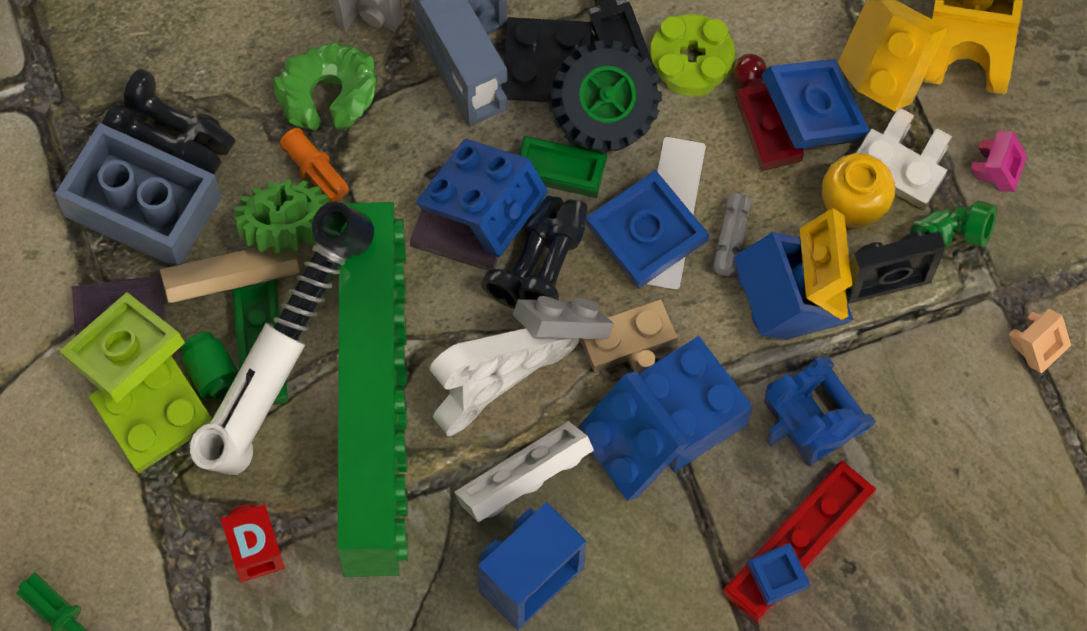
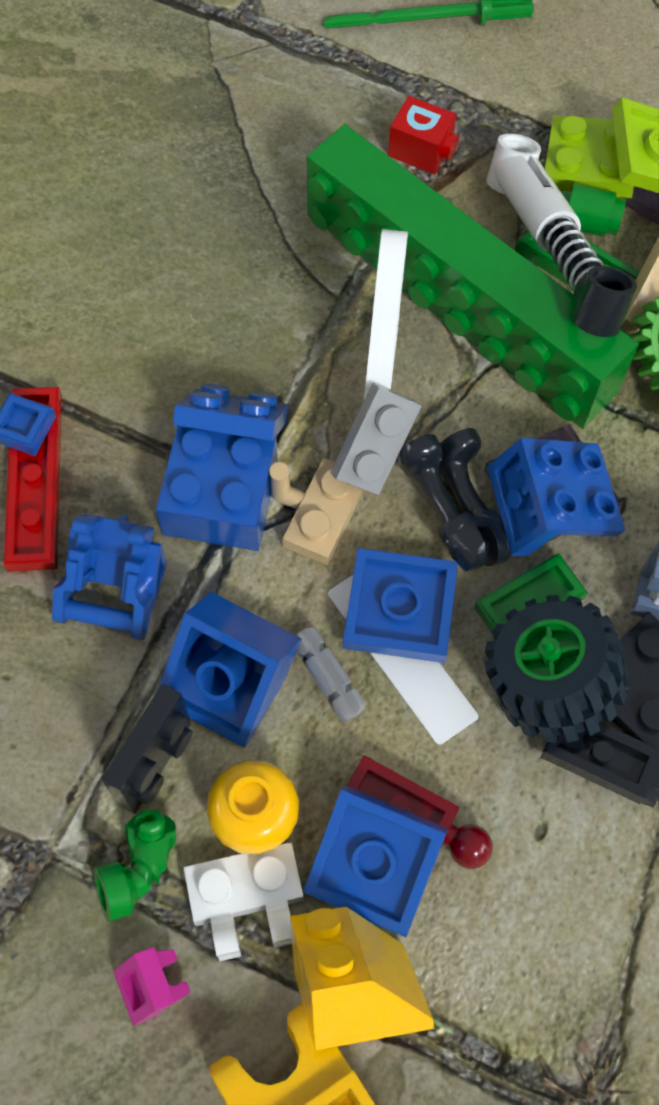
camera: 135 degrees right, 0 degrees up
(524, 471) = (291, 335): white plate -> none
(531, 564) = (211, 259): blue piece -> none
(695, 32) = (540, 785): lime plate -> none
(827, 262) = (213, 697): yellow panel -> none

